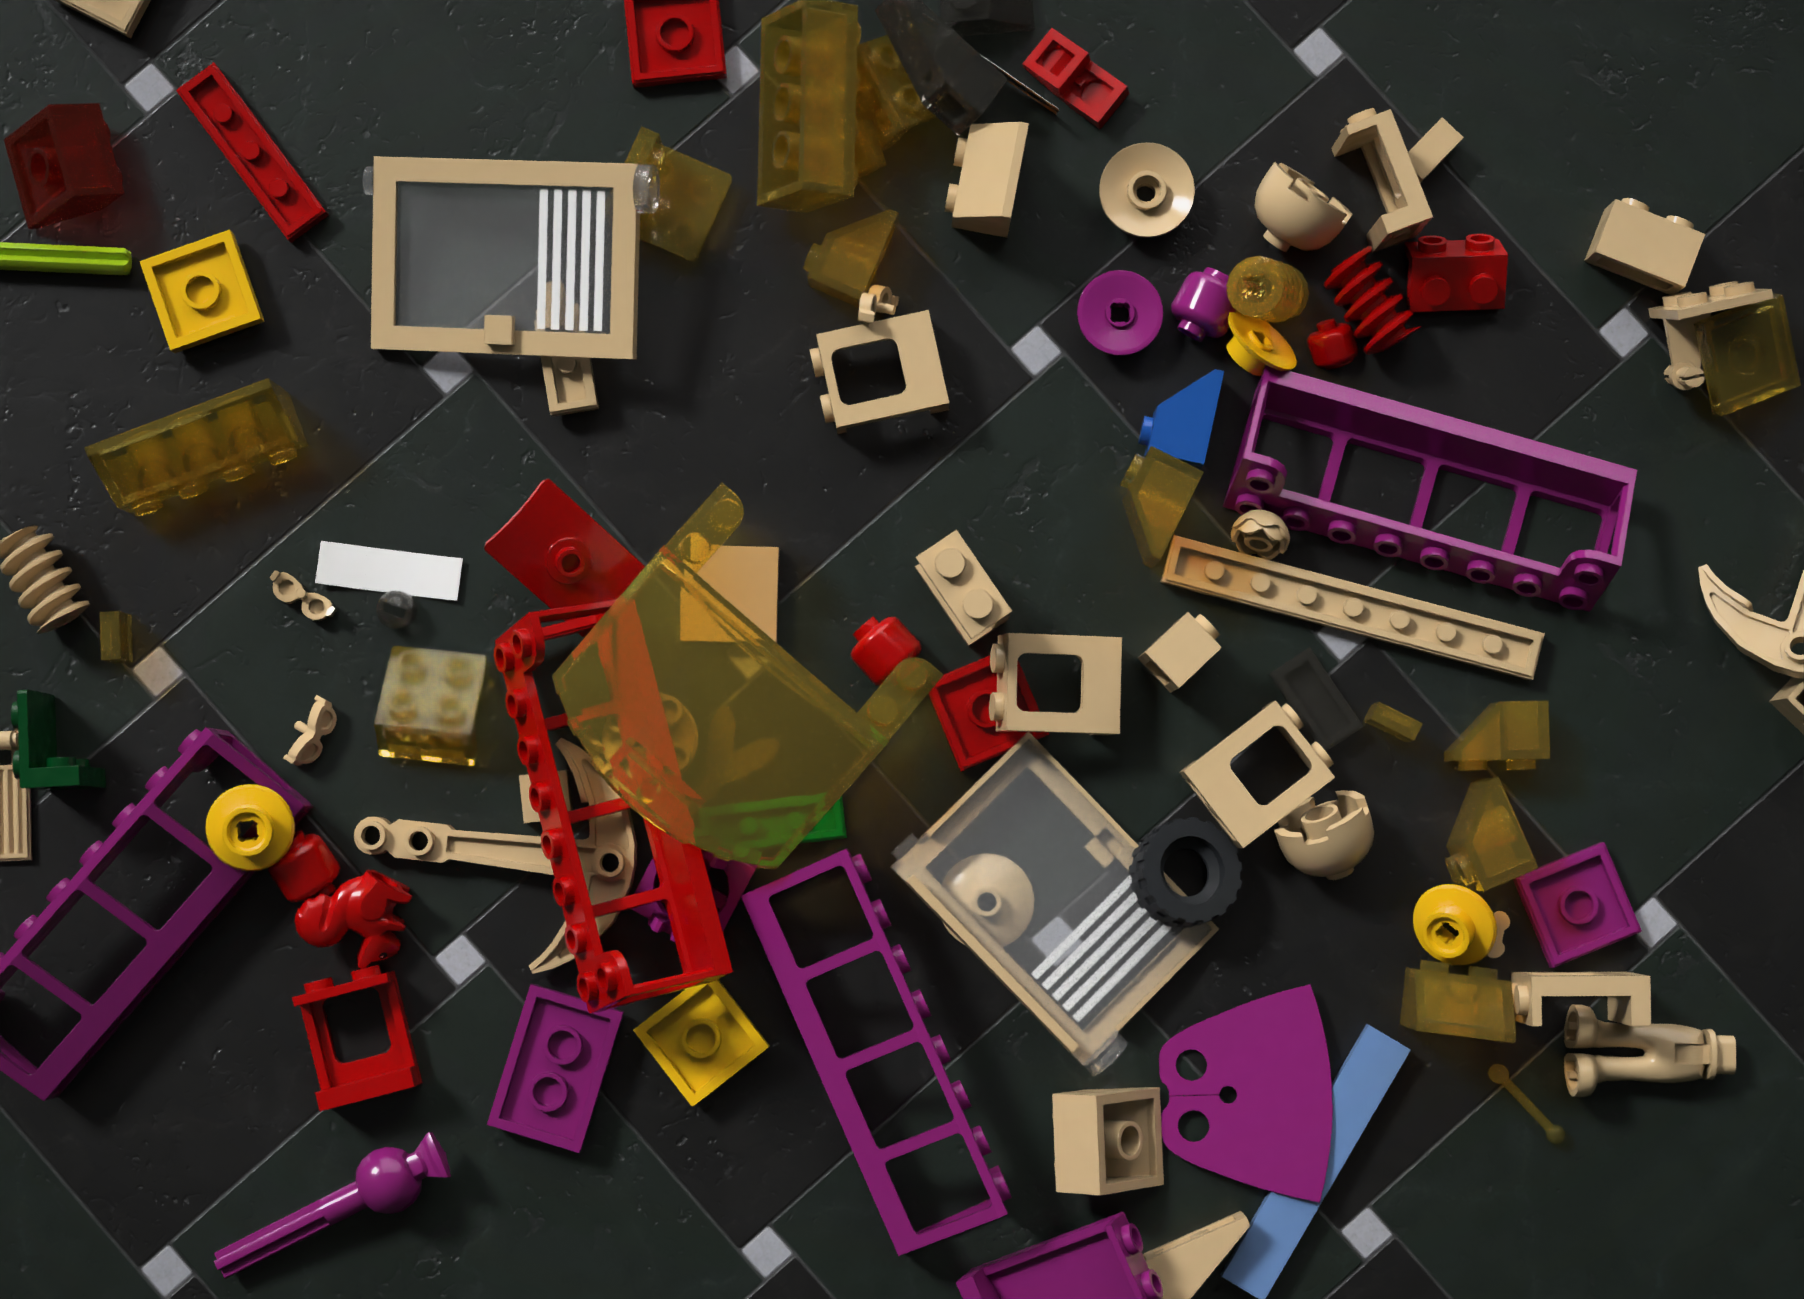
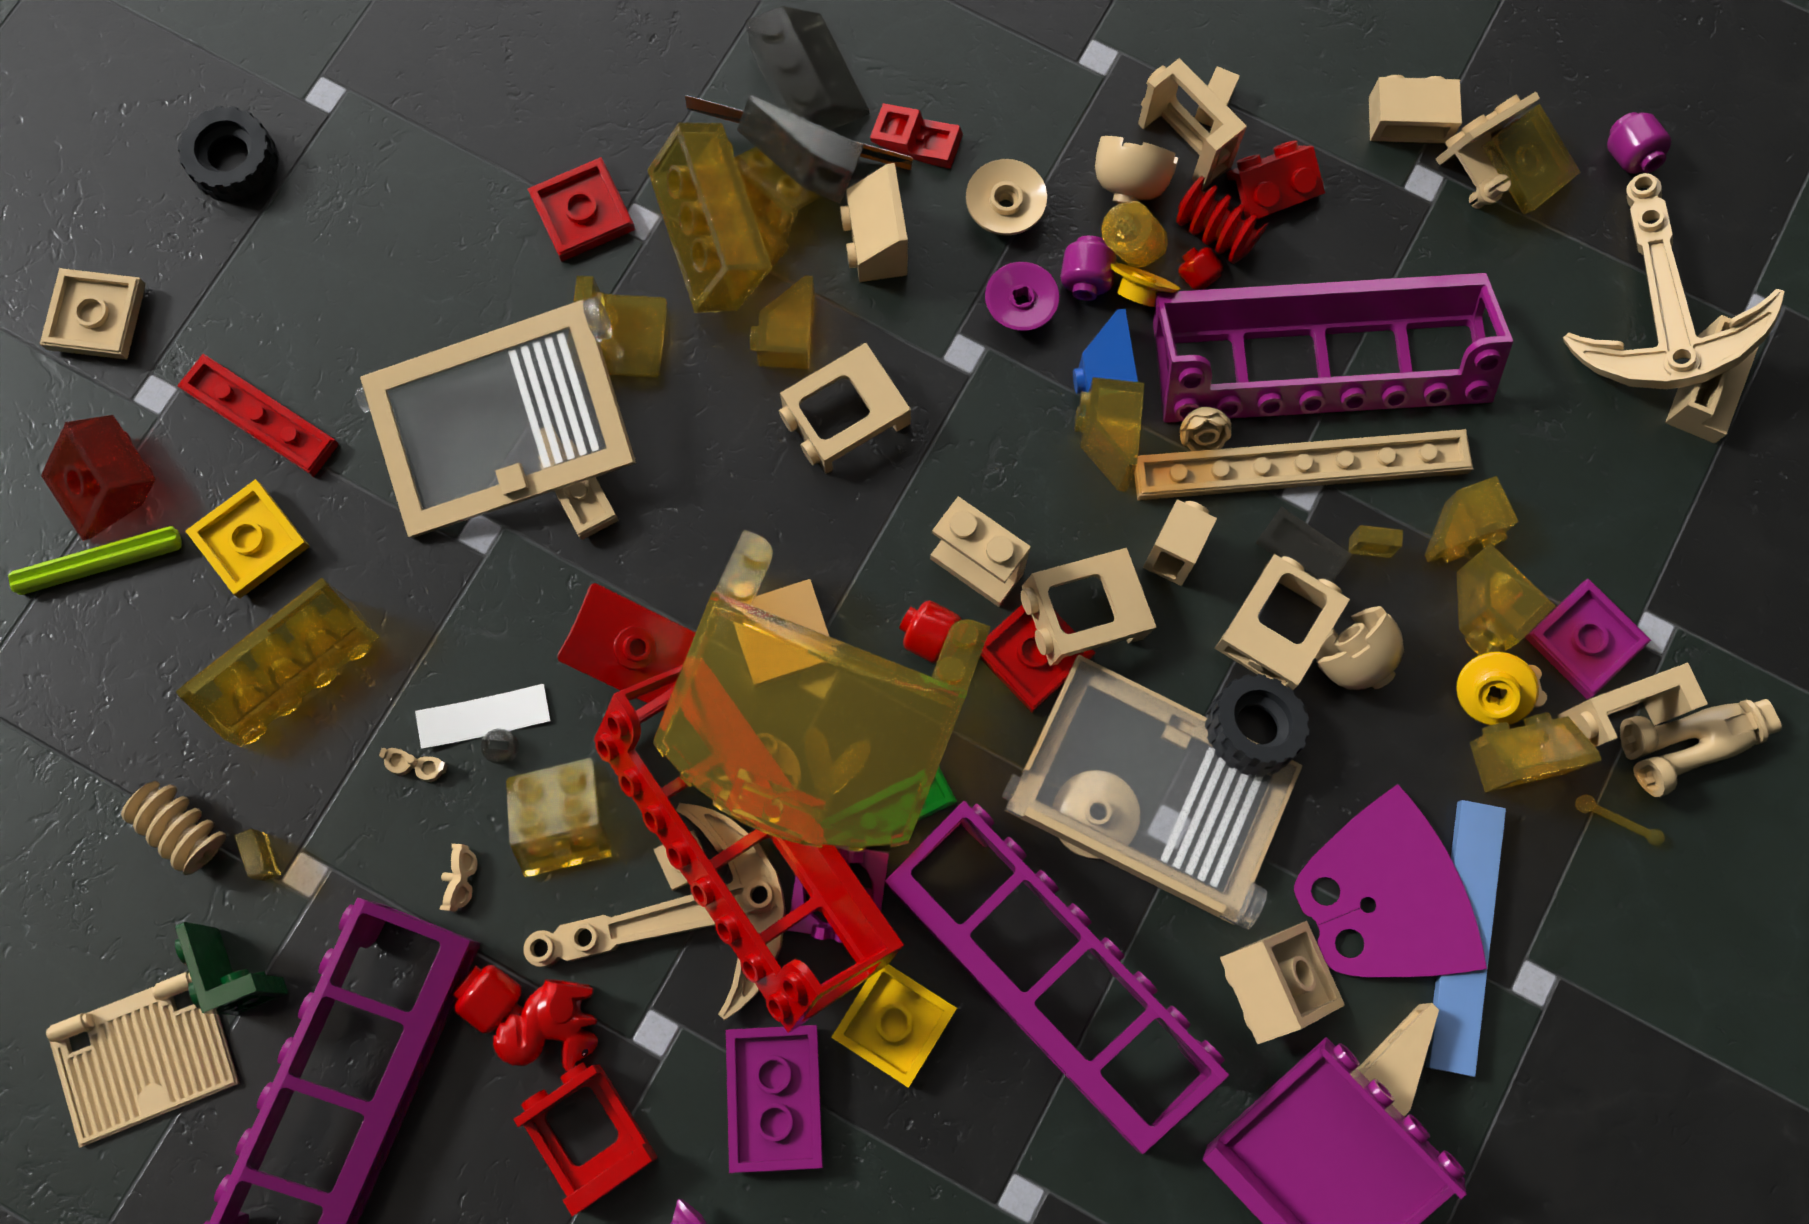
camera: 20 degrees left, 10 degrees down
(245, 804) = (447, 965): yellow piece -> none
(876, 300) = (820, 354): tan piece -> none

